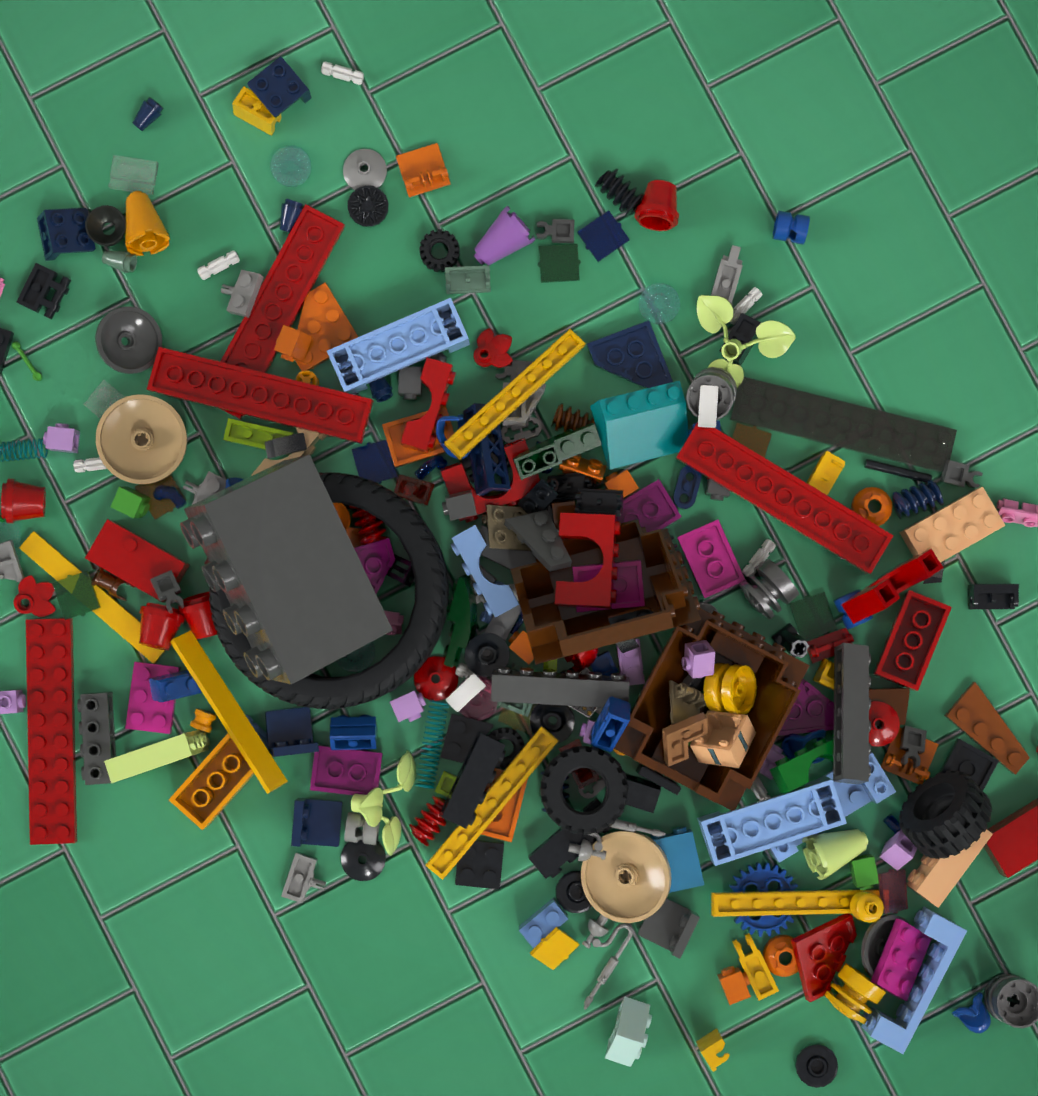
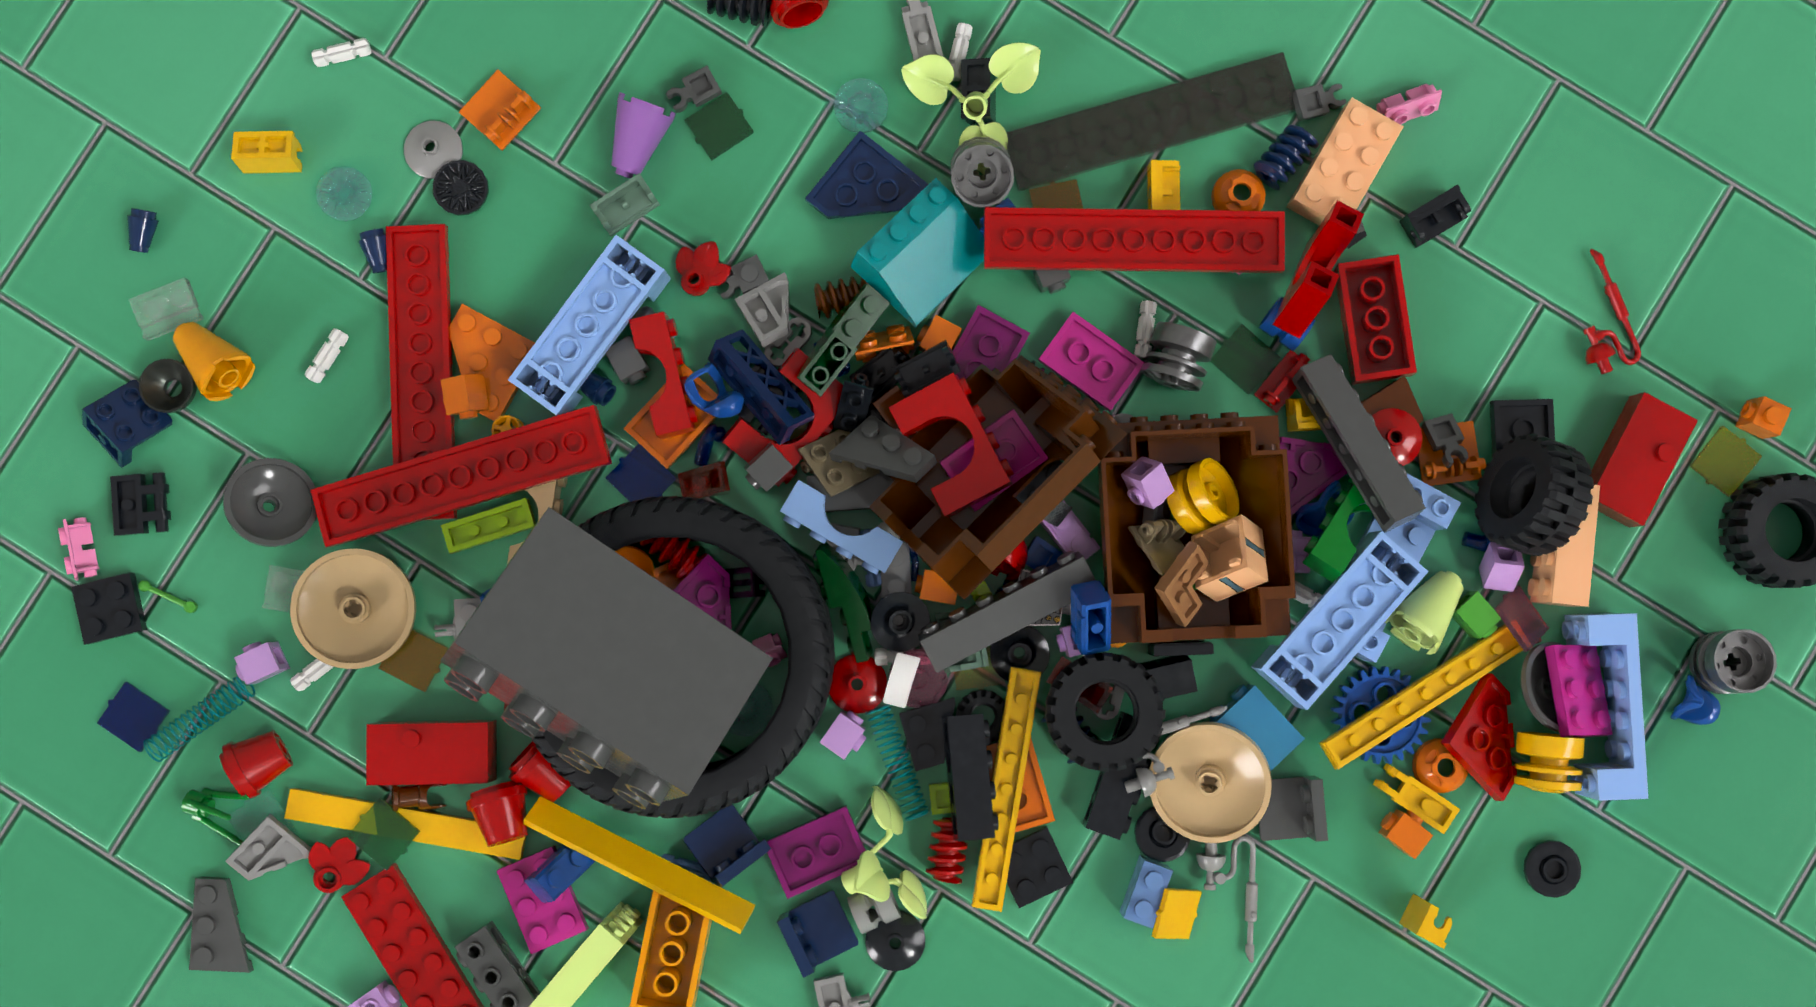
camera: 30 degrees left, 0 degrees up
(120, 260) = (209, 416): sand green cone -> none
(131, 502) = (384, 688): bright green brick -> none
(167, 588) = (484, 763): dark grey plate -> none
(169, 492) = (422, 651): clear blue arm -> none
(203, 720) = (616, 891): light orange wheel -> none
(243, 293) = (374, 370): light grey plate -> none
(278, 87) = (275, 109): dark blue bracket -> none
(285, 445) = (524, 517): black sticker -> none
(353, 733) = (798, 803): blue brick -> none
(434, 238) = (560, 178): black tyre -> none
(514, 394) = (755, 304): yellow tile -> none
(603, 236) = (751, 66): clear blue piece -> none
(629, 1032) = (1318, 958): light aqua brick -> none
(686, 487) = (1016, 296): dark blue plate -> none
(708, 406) = (986, 187): white sticker -> none
(791, 640) = (1237, 399): black piece -> none
(866, 907) = (1504, 654): yellow head -> none
(899, 471) = (1243, 138): black bar -> none
(984, 725) = (1511, 369): dark orange wing -> none

